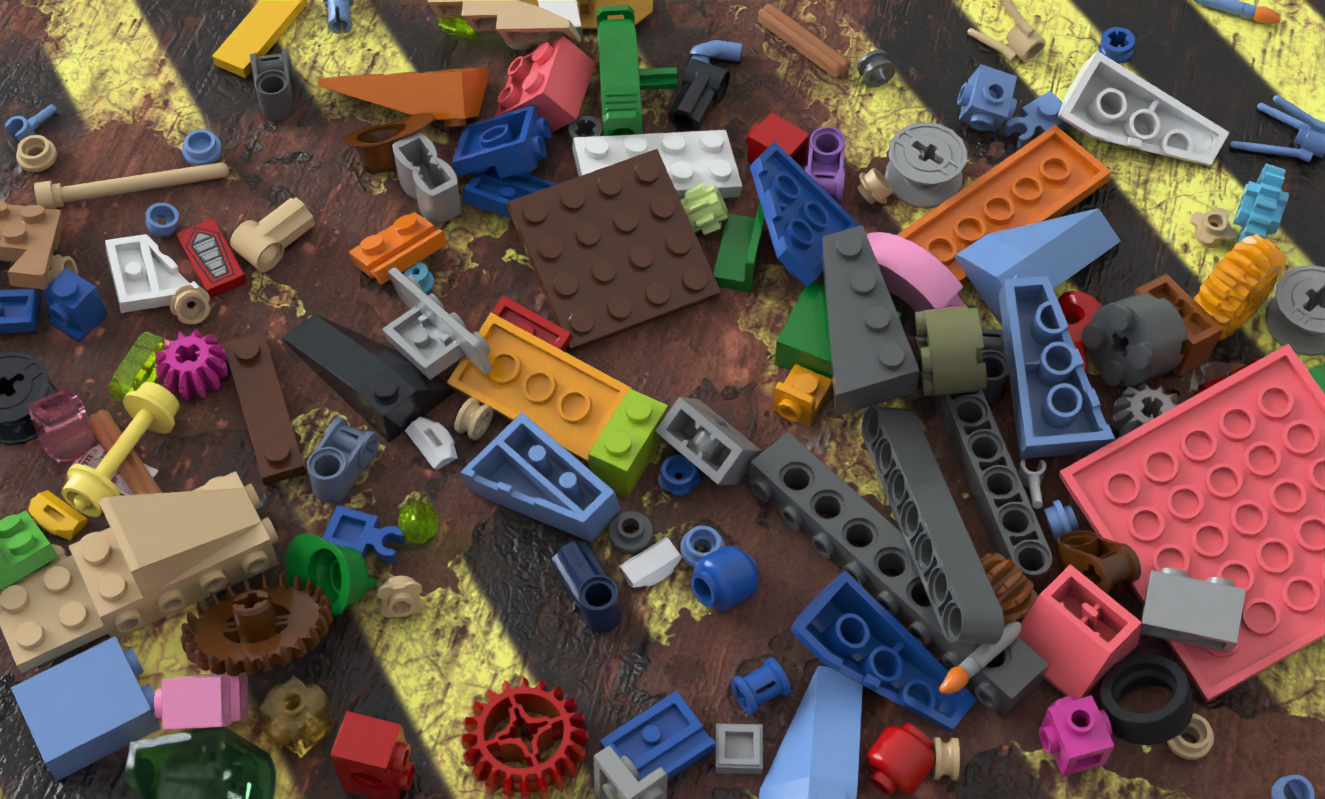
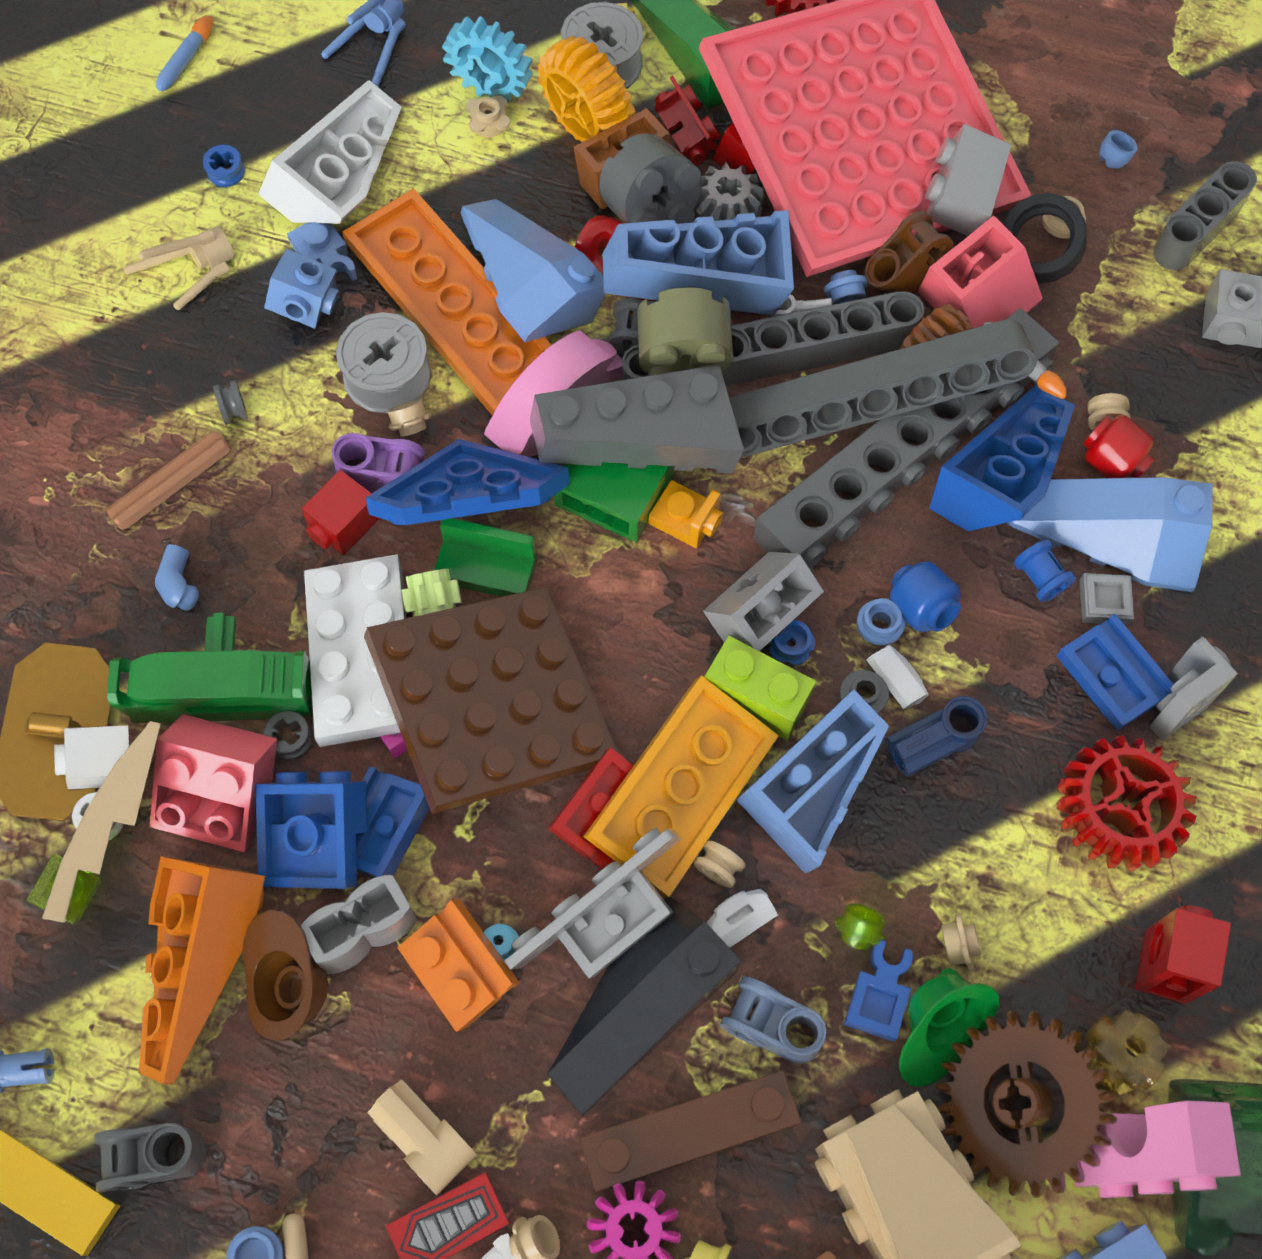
camera: 90 degrees left, 10 degrees up
(700, 89) = (237, 593): black piece -> none
(1076, 734) = (1083, 298): dark pink brick -> none

